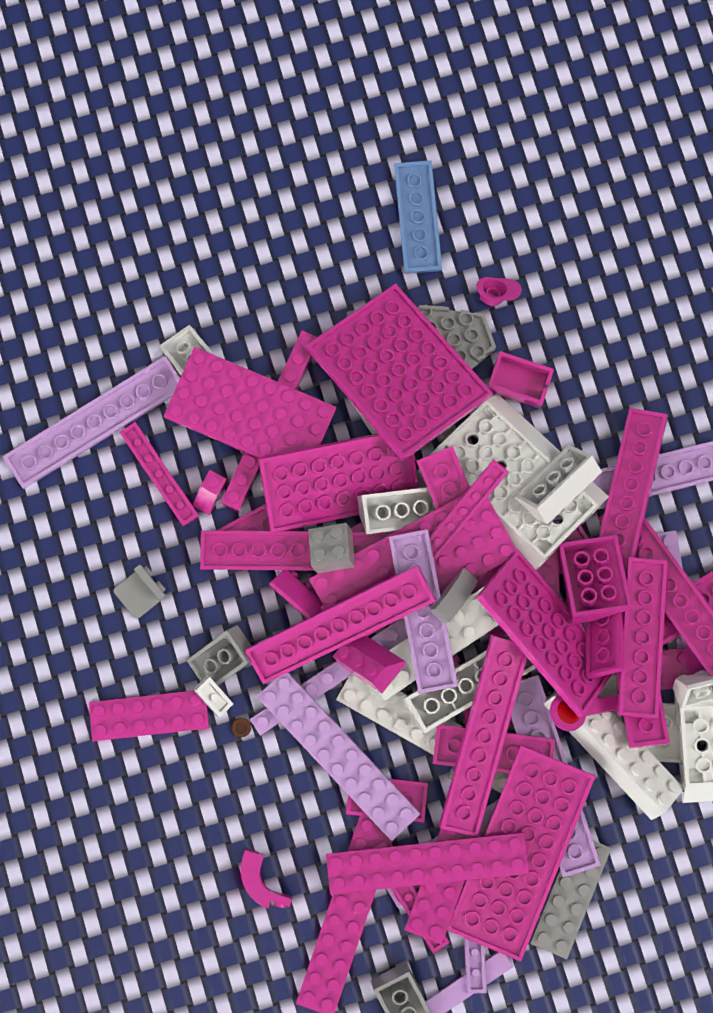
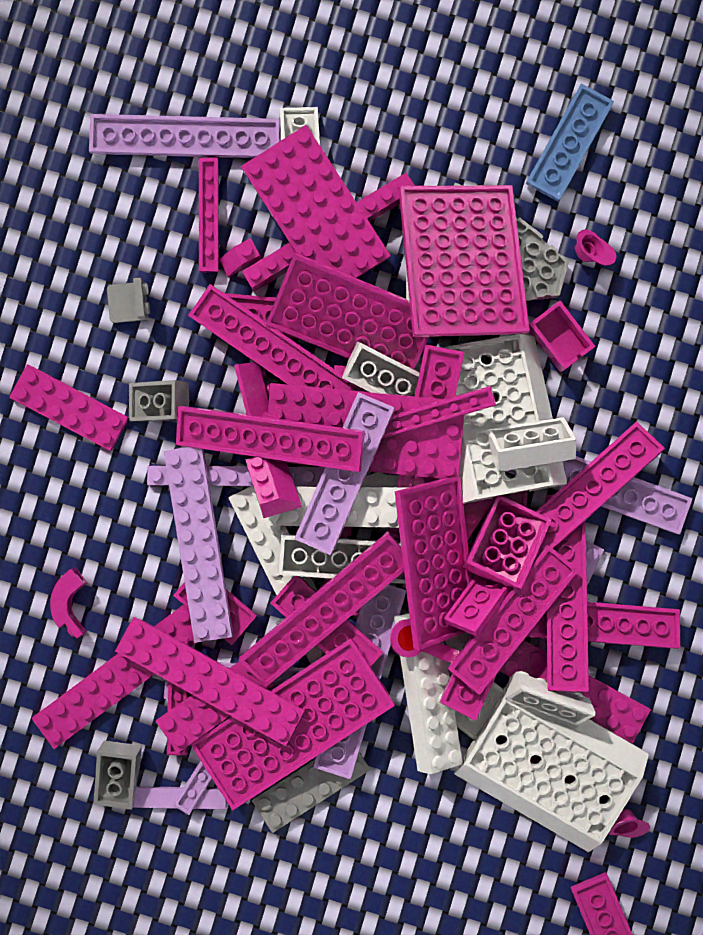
camera: 40 degrees right, 5 degrees up
(213, 696) = (129, 427): white plate -> none
(241, 727) = (137, 468): reddish brown tile -> none
(331, 548) = (305, 369): light grey brick -> none
(454, 596) = (379, 478): light grey slope -> none

